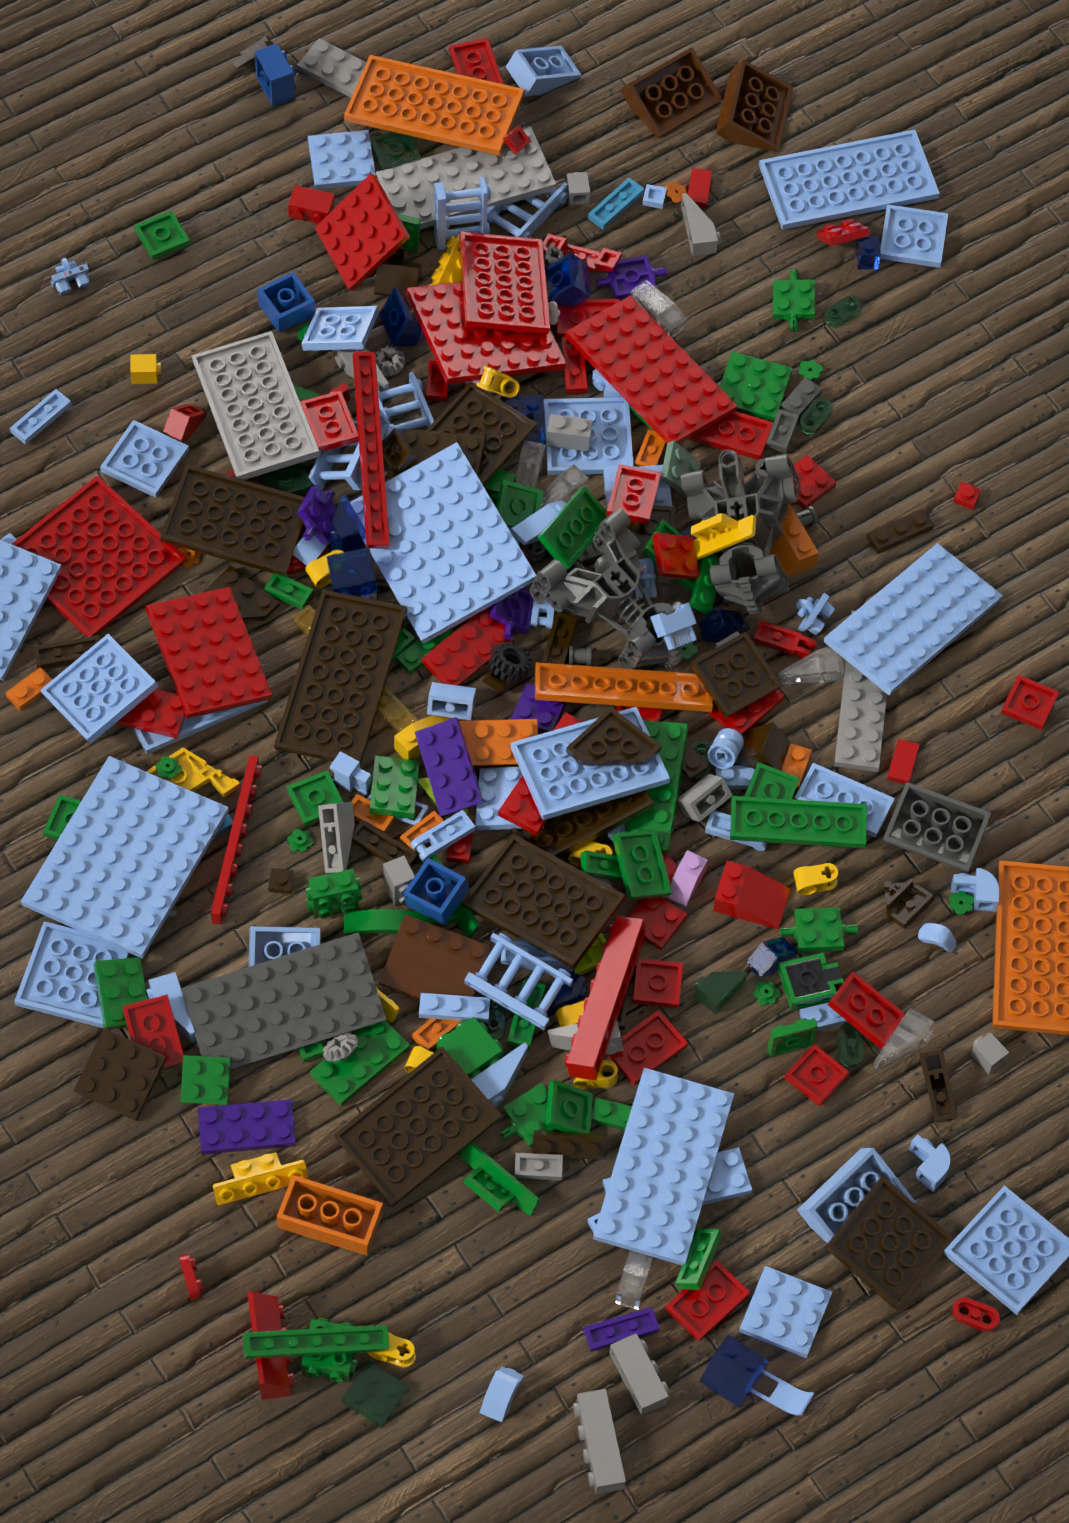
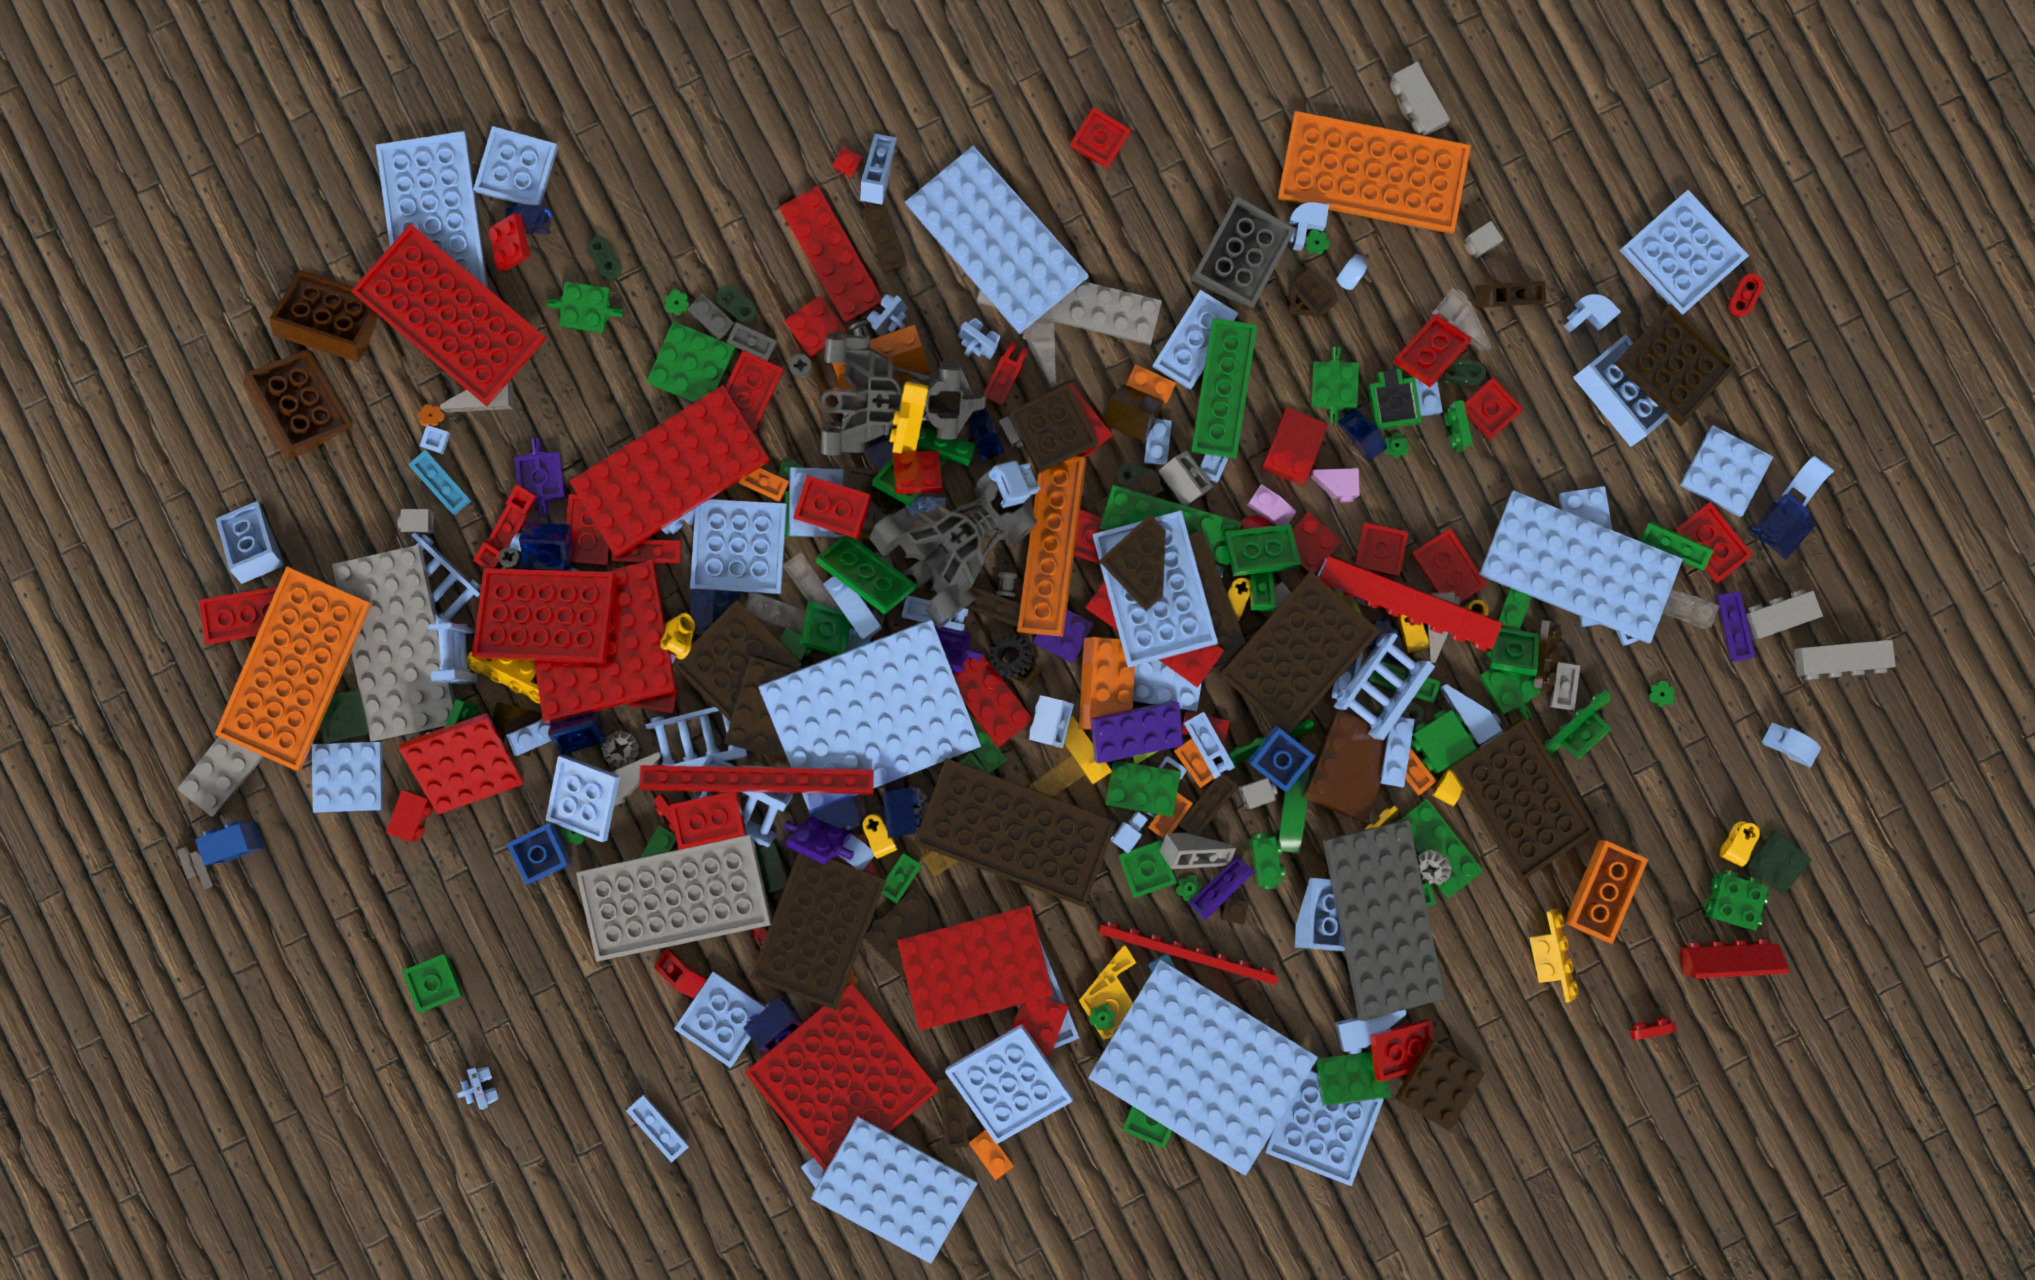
camera: 80 degrees left, 25 degrees up
(142, 491) = (772, 1025): none -> clear blue slope
(144, 368) = (608, 1012): yellow brick -> none
(205, 1080) = (1452, 1001): green plate -> none
(246, 1127) = (1498, 964): dark purple plate -> none
(297, 859) = (1221, 887): none -> dark purple plate
(315, 1341) = (1750, 917): green plate -> none
(388, 280) = (529, 737): none -> light blue plate
(396, 452) = (755, 752): dark brown slope -> none
(516, 139) = (355, 581): red tile -> none
(539, 1258) = (1666, 698): none -> green plant
(553, 312) = (583, 565): white plant -> none
(569, 432) = (742, 566): light grey brick -> none
(660, 308) = (586, 452): clear slope -> none
(677, 462) = (795, 454): sand green plate -> none
(700, 186) = (425, 389): red tile -> none
(719, 938) = (1338, 483): none -> lavender slope
(719, 988) = (1393, 490): clear green slope -> none
(725, 748) = (1133, 450): light blue wheel -> none
(767, 191) = (448, 315): none -> red plate
(771, 783) = (1179, 411): green plate -> none
(814, 878) = (1282, 385): yellow piece -> none
(825, 538) = (891, 316): none -> light blue hips
(876, 489) = (831, 254): none -> red plate
(903, 761) = (1154, 275): red tile -> none
(964, 517) = (878, 169): none -> light blue slope

